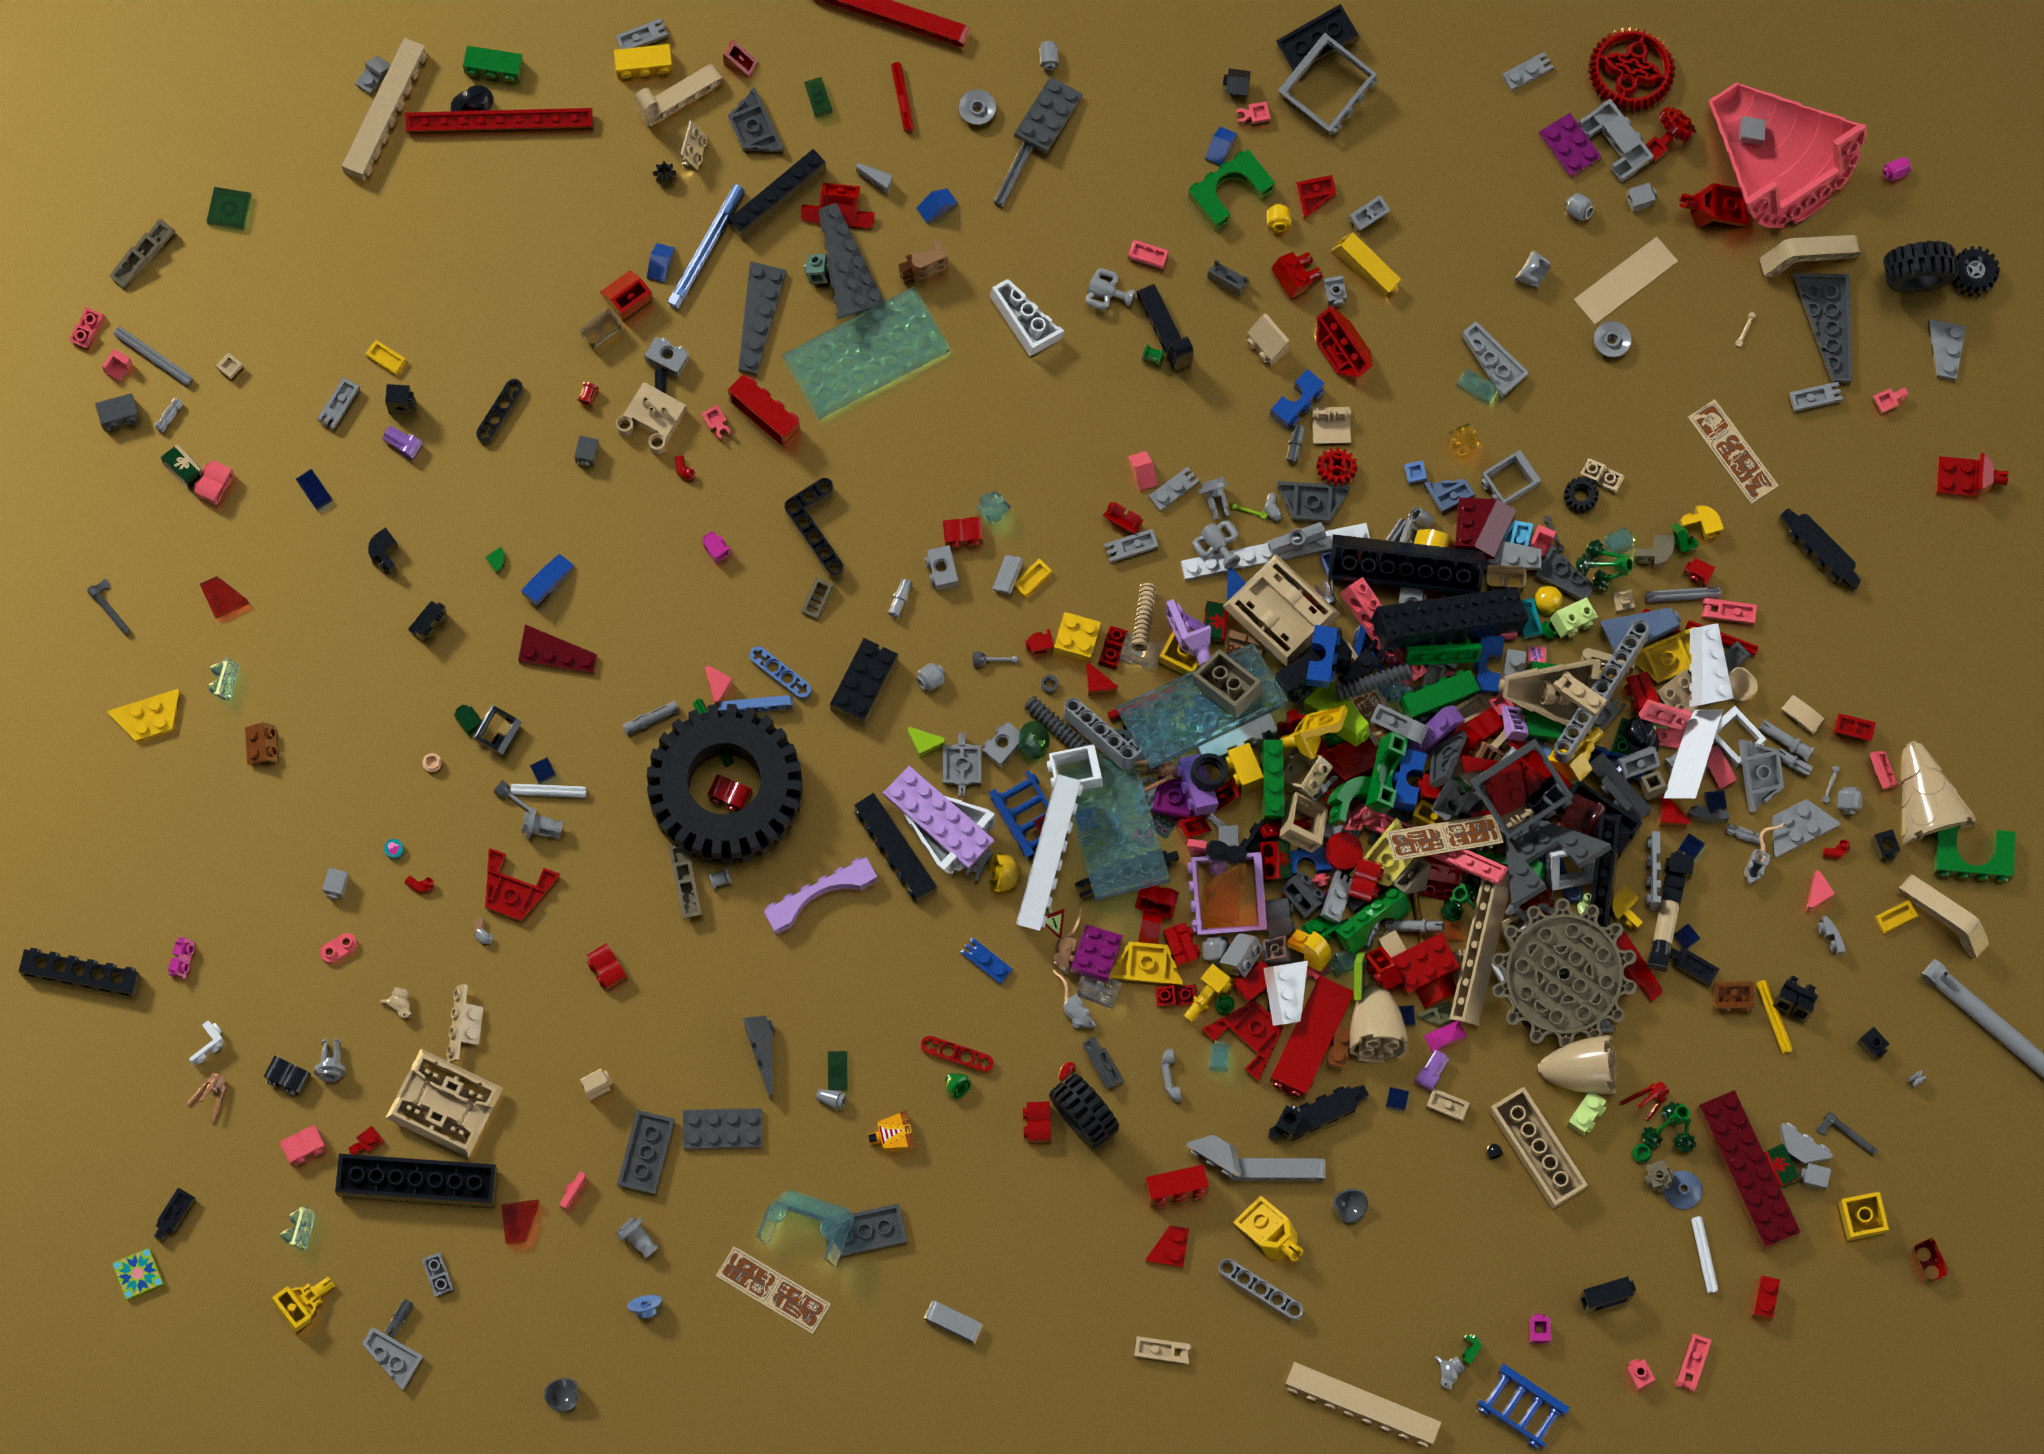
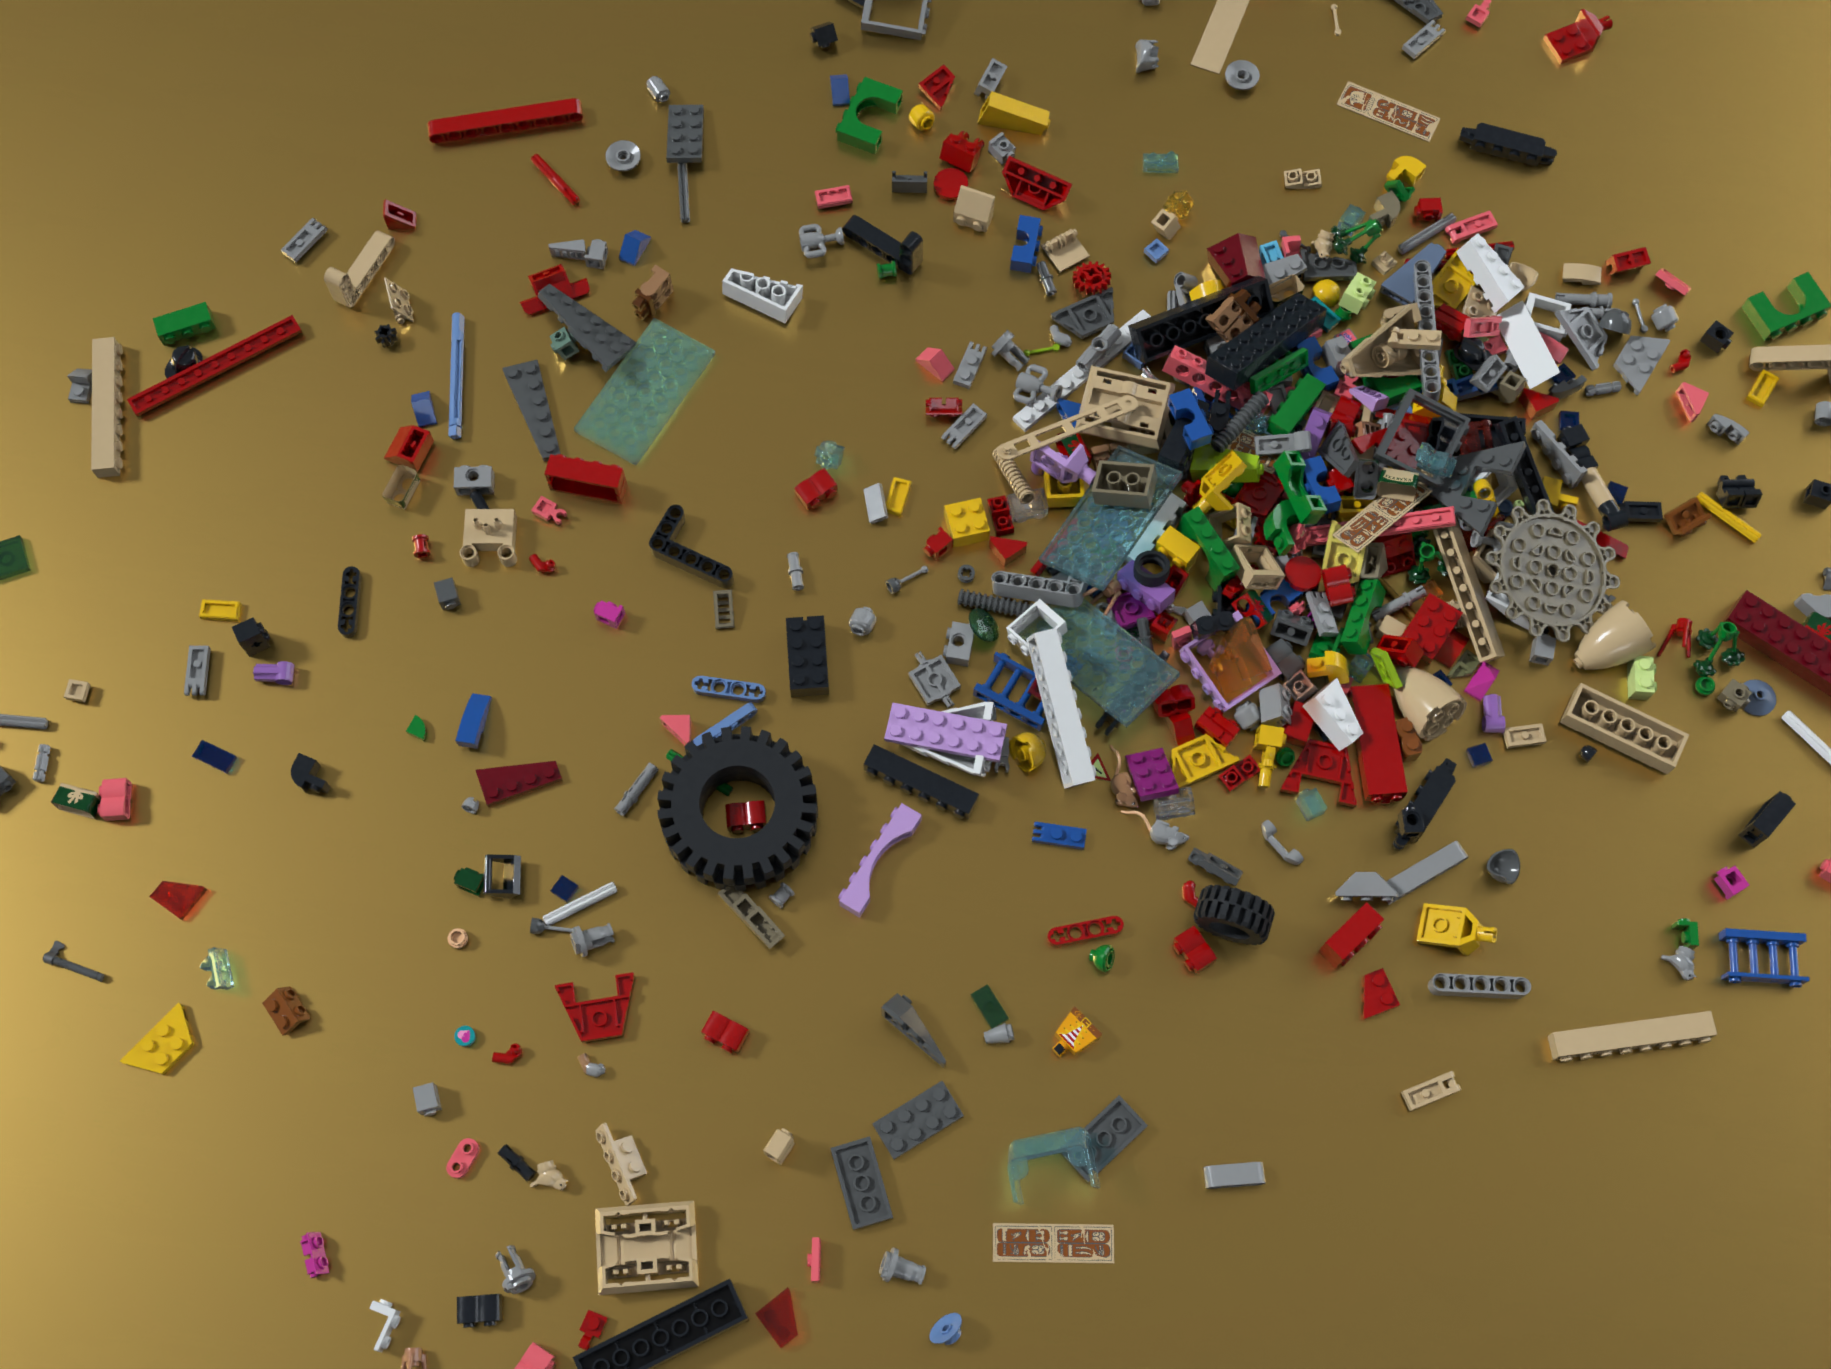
camera: 30 degrees left, 5 degrees down
(126, 987) = (275, 1313): black brick -> none
(379, 976) = (517, 1163): none -> black pin
(427, 620) = (383, 813): black bracket -> none
(504, 653) = (470, 806): none -> light grey hinge
(643, 61) = (316, 257): yellow brick -> none
(754, 126) = (442, 261): dark grey wing -> none
(777, 194) = (493, 303): black brick -> none
(818, 97) = (484, 213): clear green plate -> none
(897, 194) = (596, 254): none -> light grey brick
(925, 742) = (889, 678): lime slope -> none
(938, 557) = (813, 517): light grey brick -> none
(1139, 598) = (1008, 451): none -> tan piece
(1169, 829) = (1144, 633): none -> dark grey axle
(1257, 113) = (852, 50): coral plate -> none
(1266, 299) = (948, 183): none -> red tile
(1433, 579) = (1234, 315): none -> medium nougat hips
(1439, 452) = (1166, 224): none -> tan brick
(1447, 493) = (1193, 253): sand blue wing -> none
(1474, 819) = (1397, 484): none -> tan piece
(1497, 363) = (1160, 135): light grey wing -> none
(1514, 817) = (1435, 461): none -> clear light blue brick
(1516, 1039) = (1542, 649): none -> light grey brick
(1525, 468) = (1241, 203): light grey window -> none
(1548, 873) = (1488, 494): none -> yellow piece
(1573, 551) = (1323, 243): none -> tan animal
(1581, 505) = (1297, 209): black tyre -> none
(1619, 787) = (1483, 401): dark grey bracket -> none
(1758, 859) = (1630, 401): light grey animal -> none
(1797, 779) = (1617, 321): none -> dark grey helmet
(1928, 797) = (1720, 283): tan cone -> none

